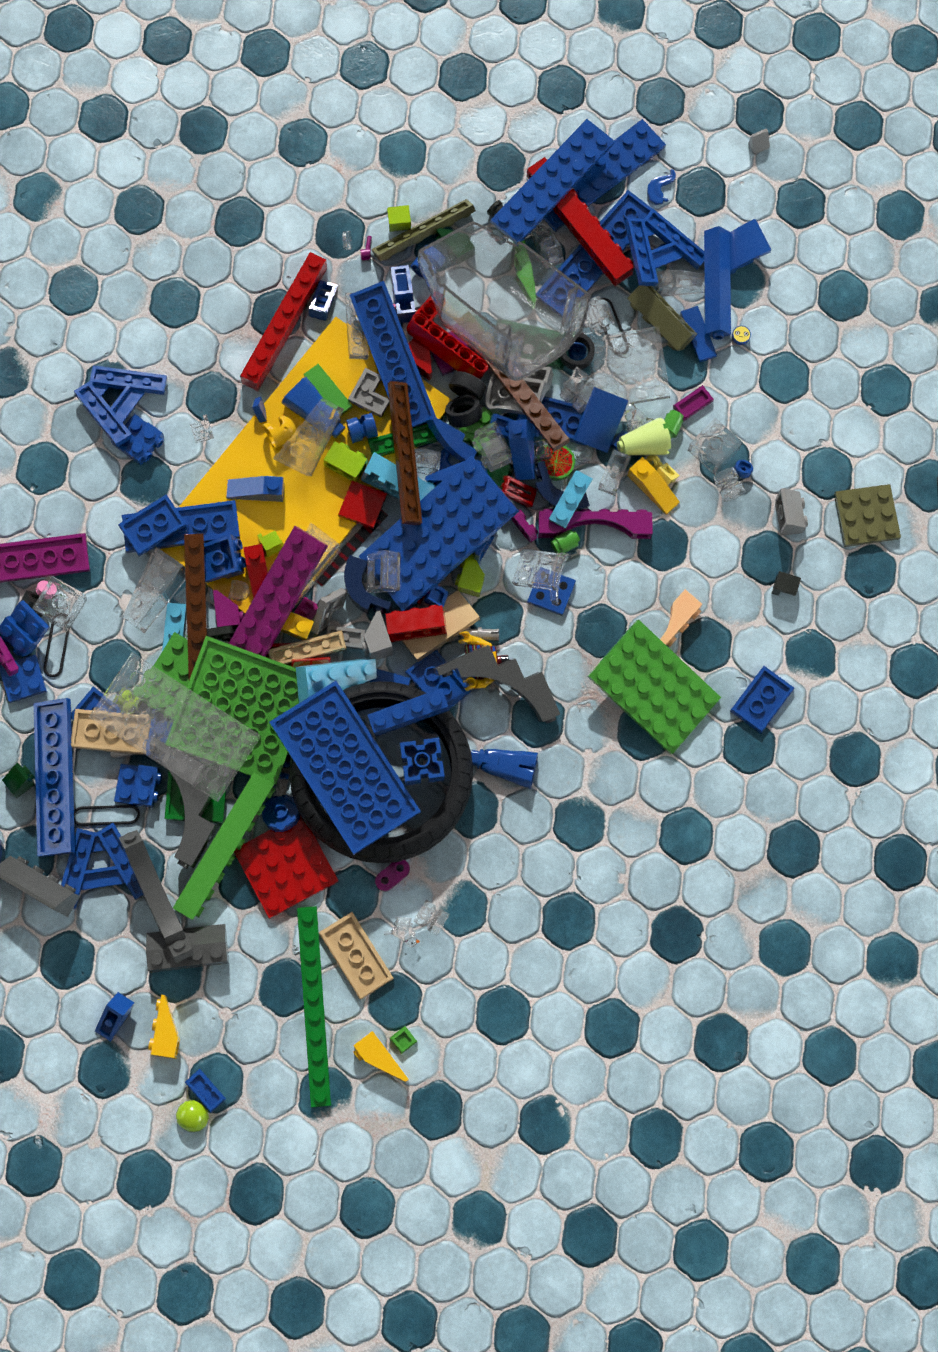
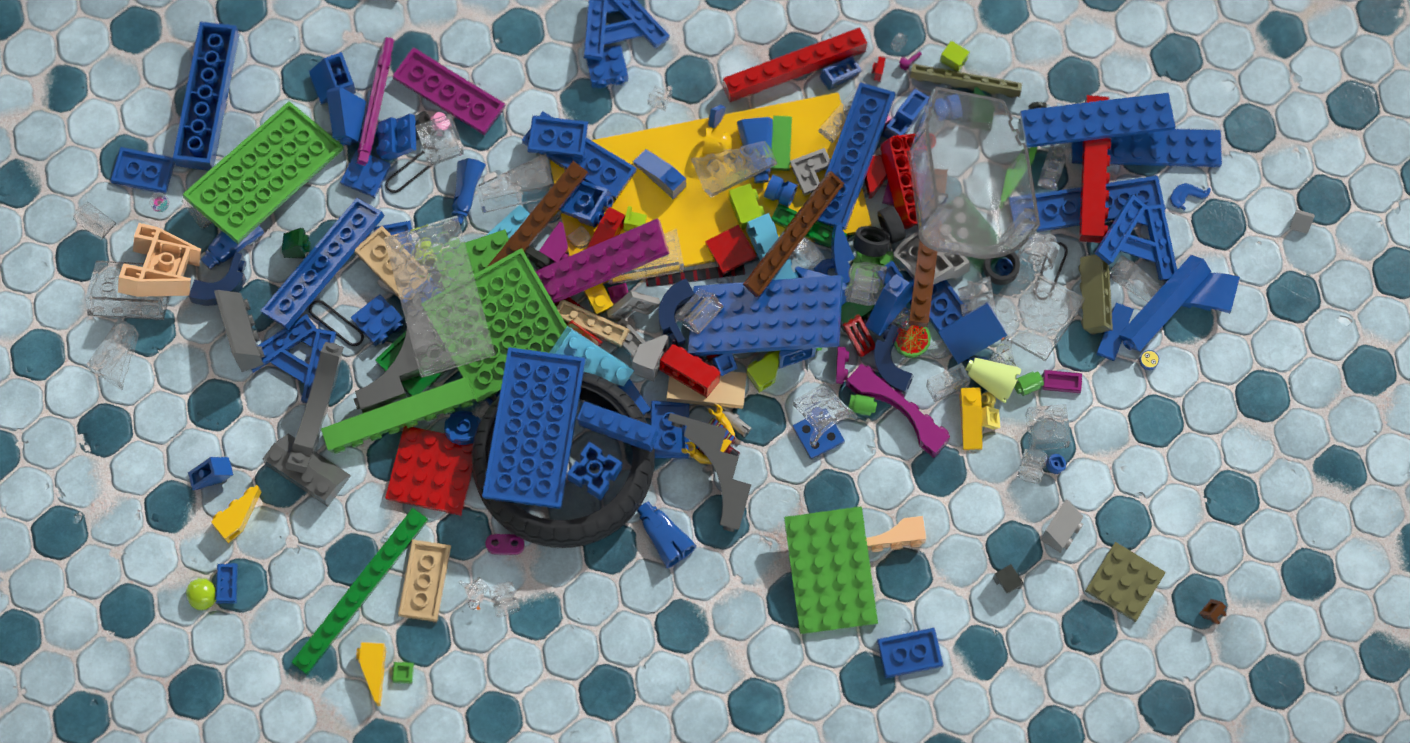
camera: 45 degrees right, 5 degrees down
(109, 616) = (467, 177): none -> blue piece
(350, 273) = (878, 68): none -> red plate
(570, 499) = (893, 373): medium azure plate -> none

